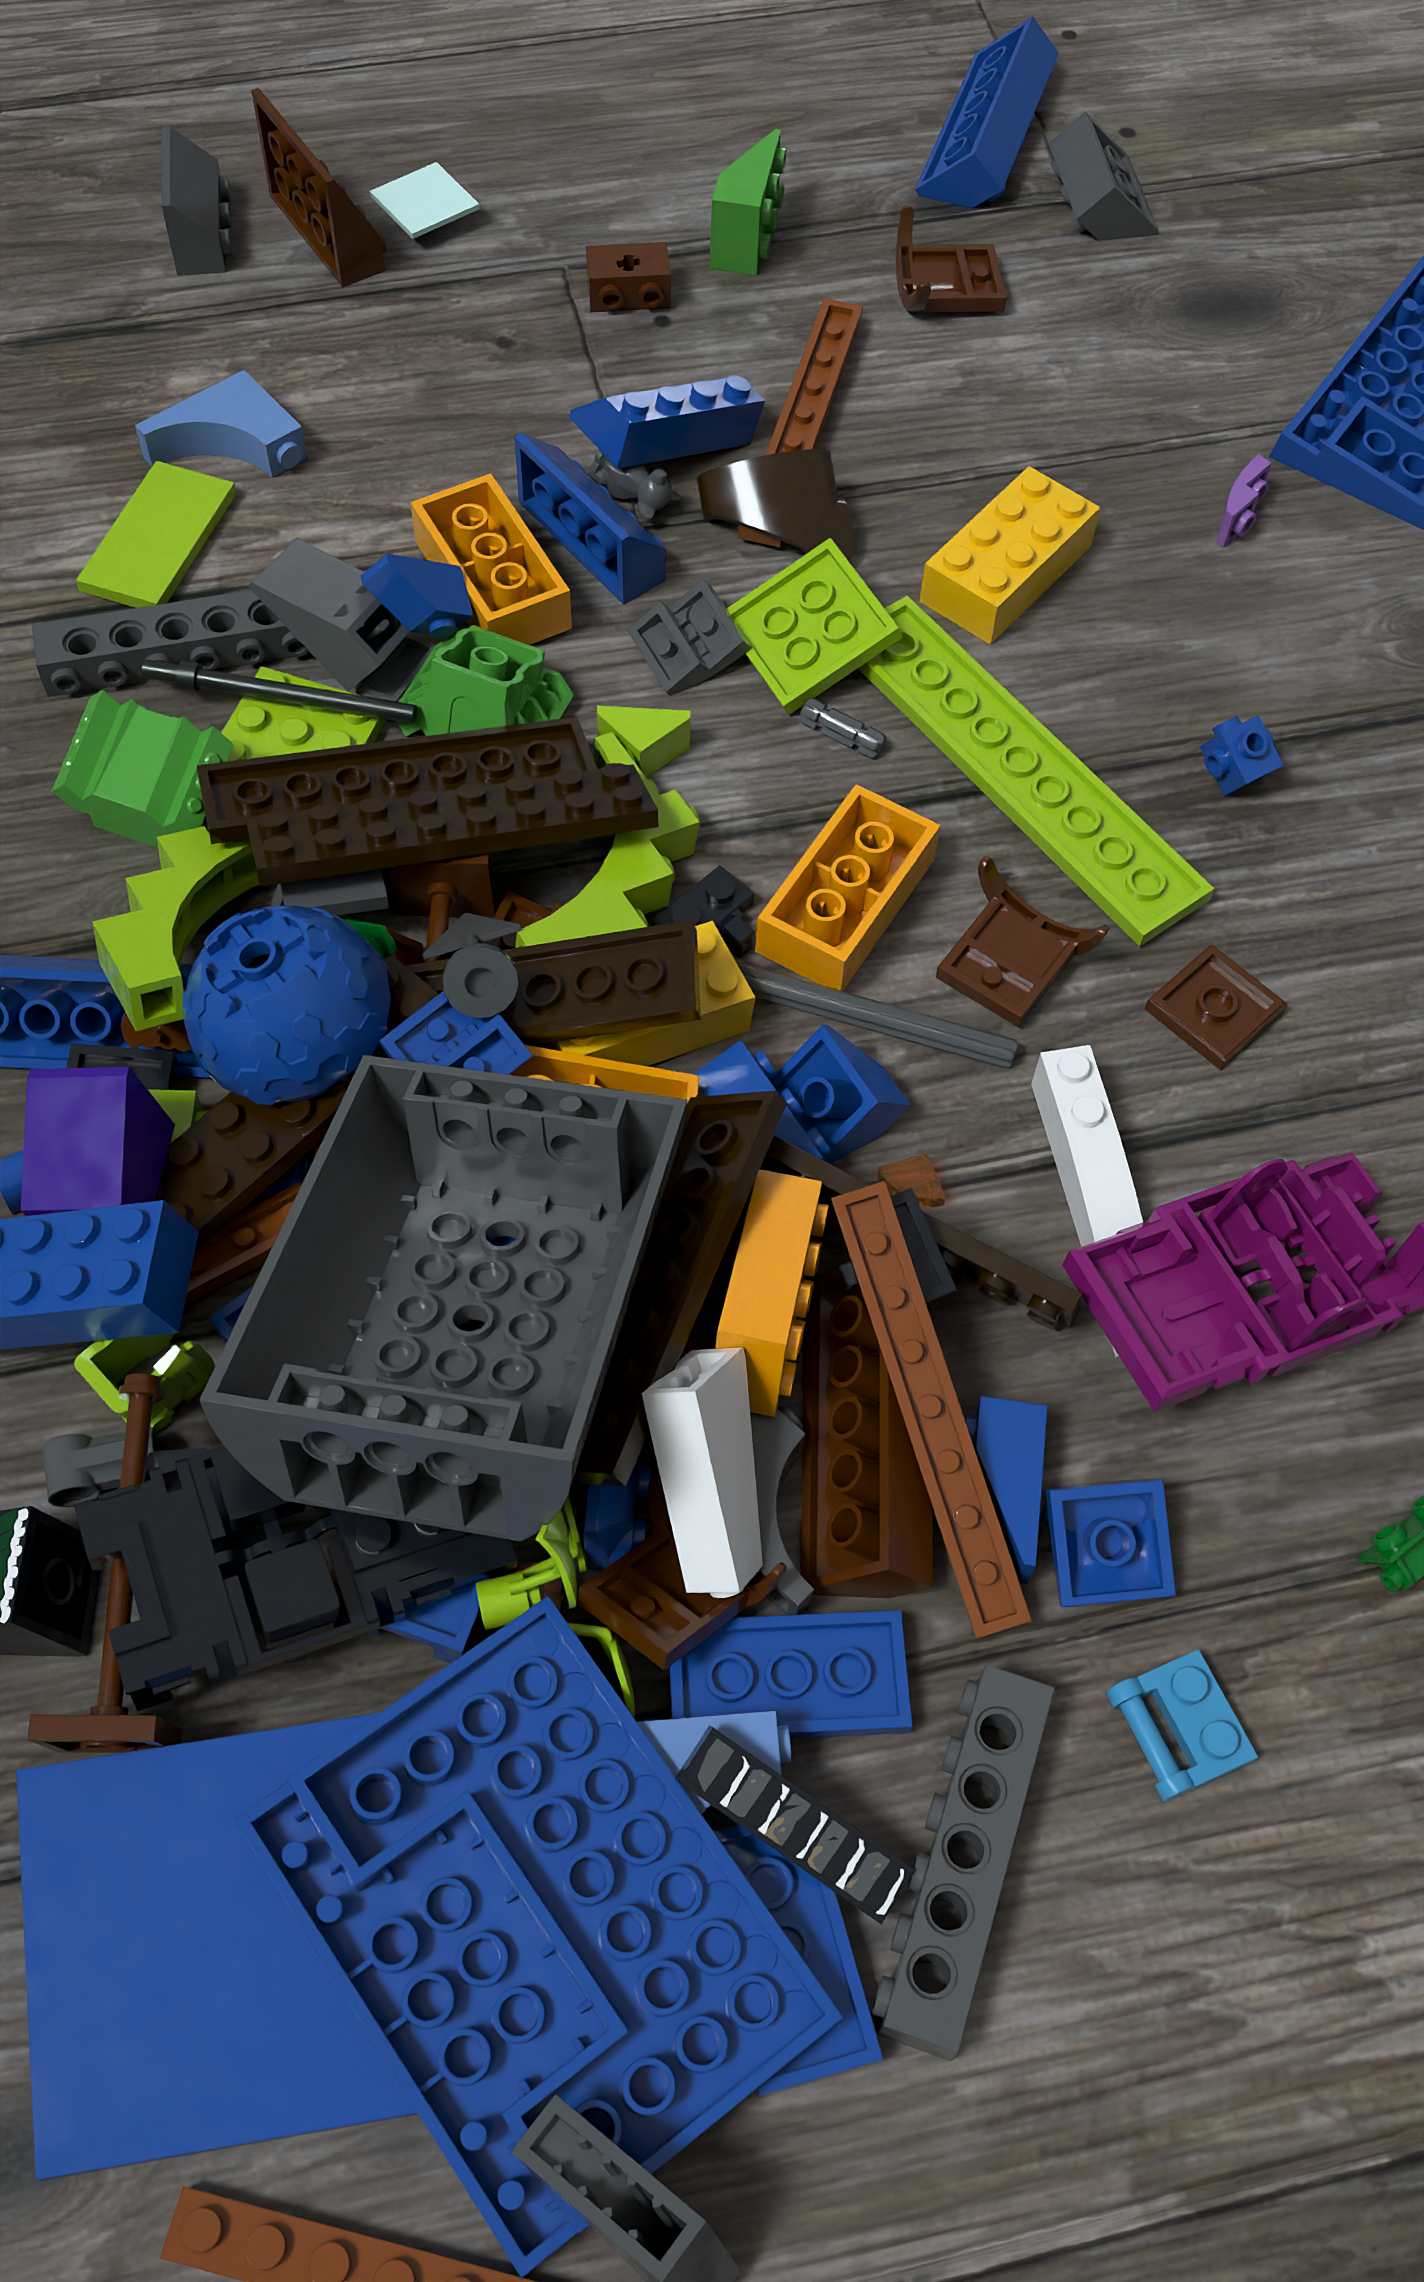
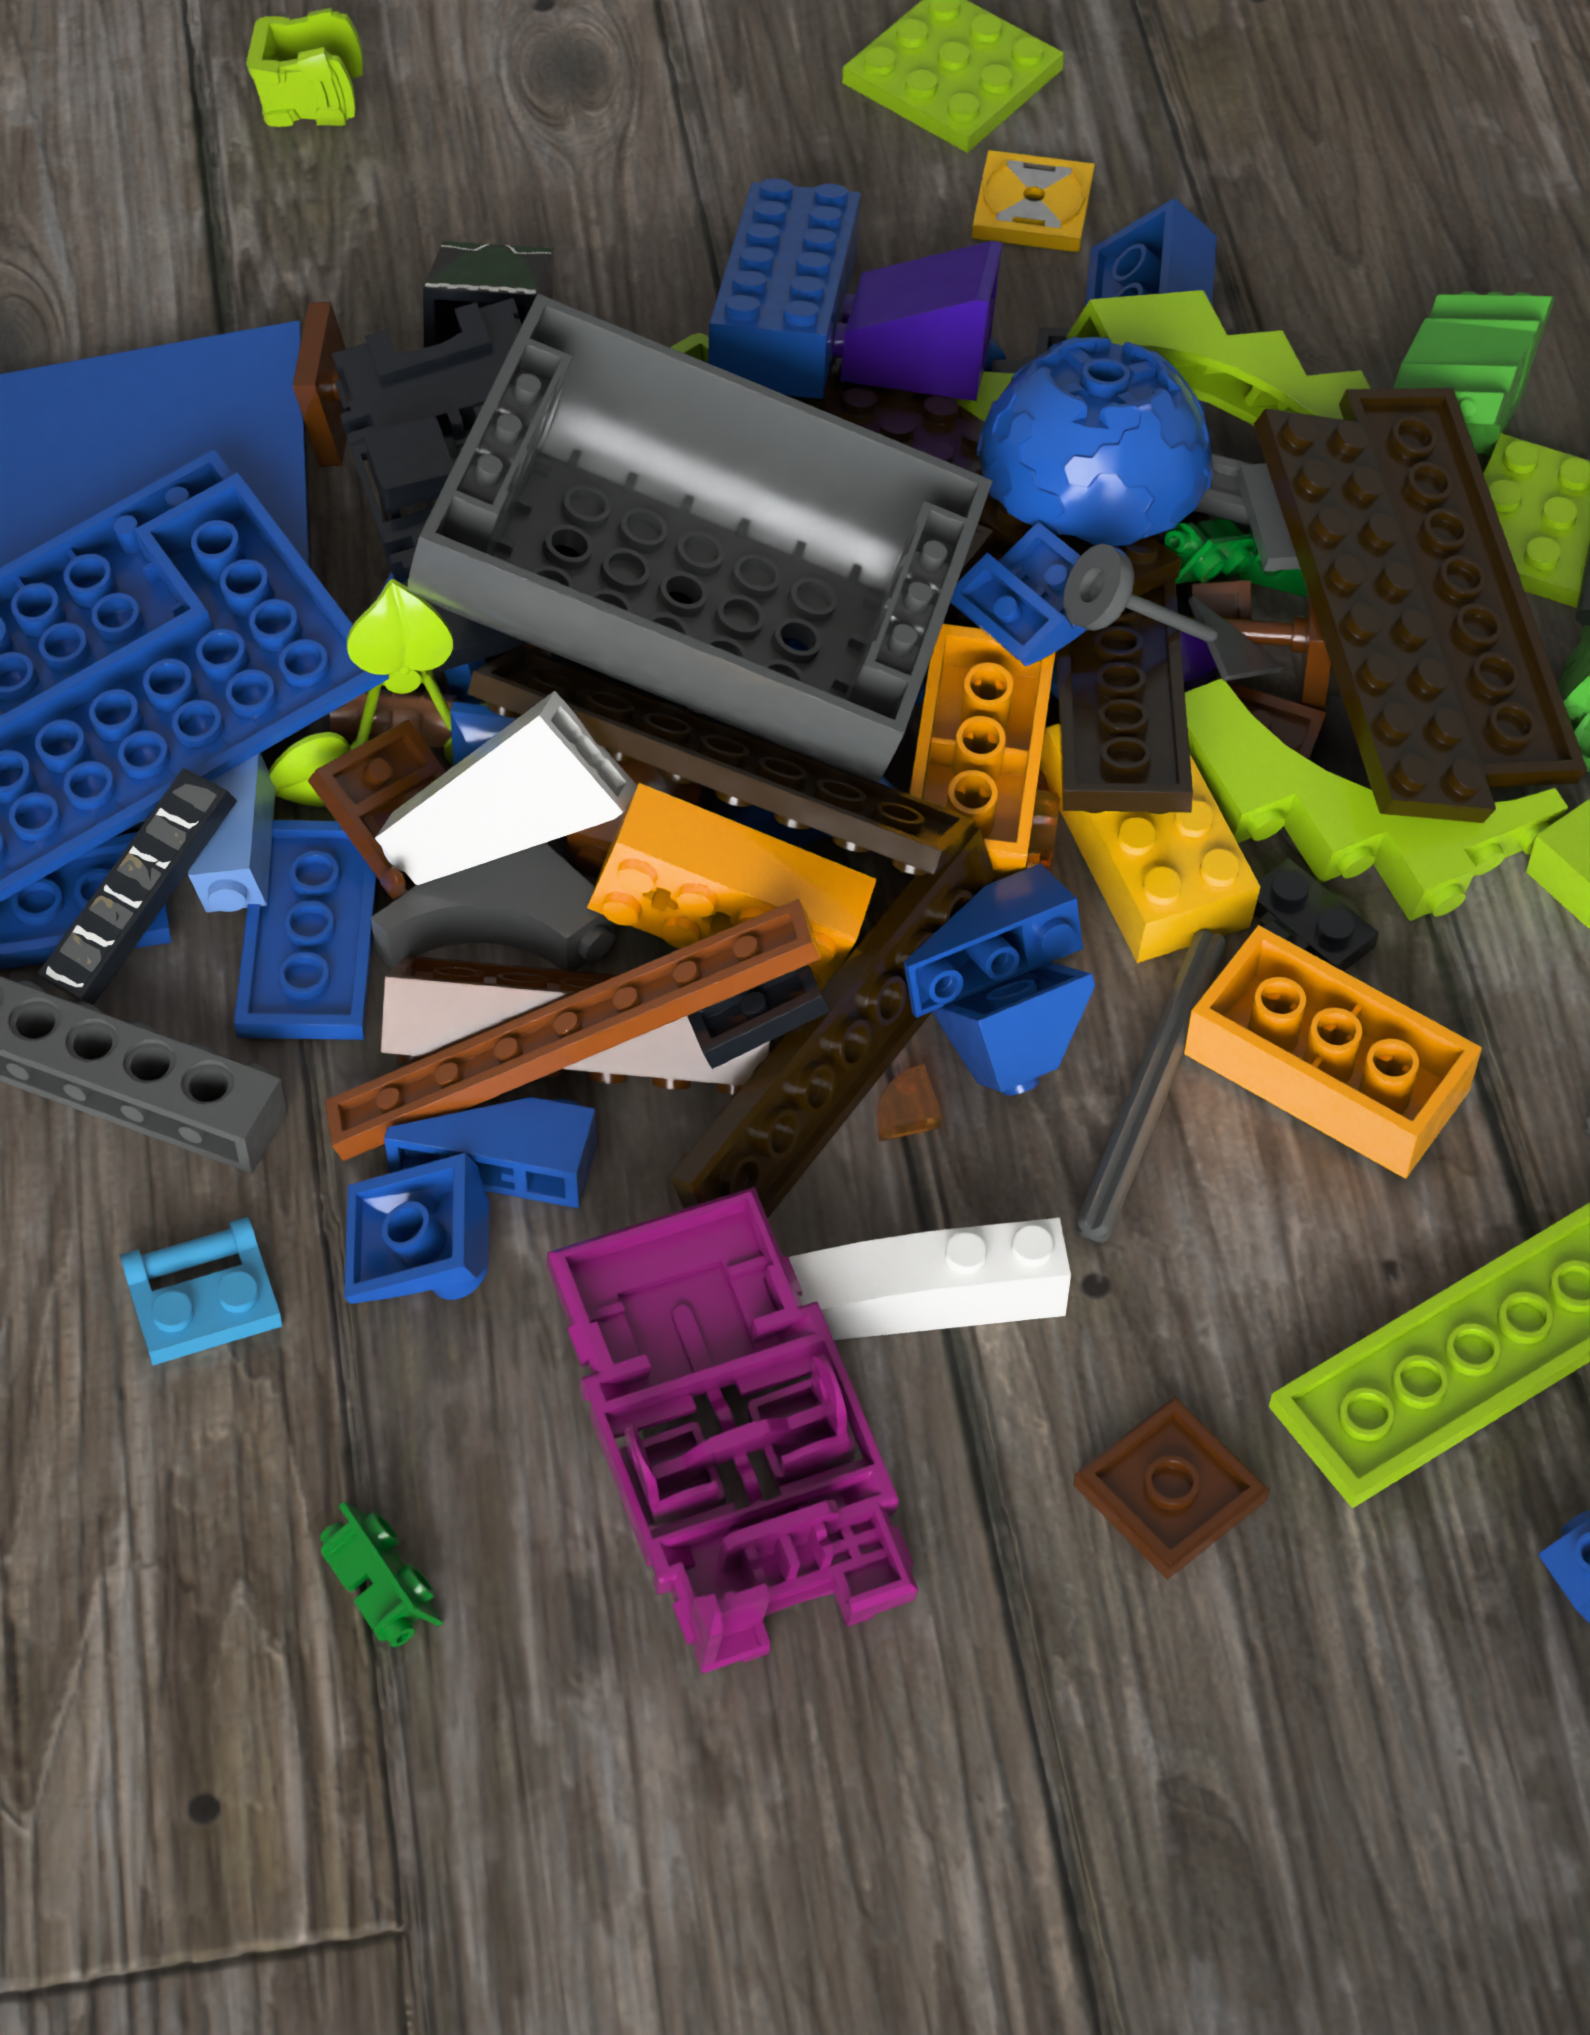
camera: 95 degrees right, 5 degrees down
(1011, 951) = (1248, 1238): reddish brown piece -> none

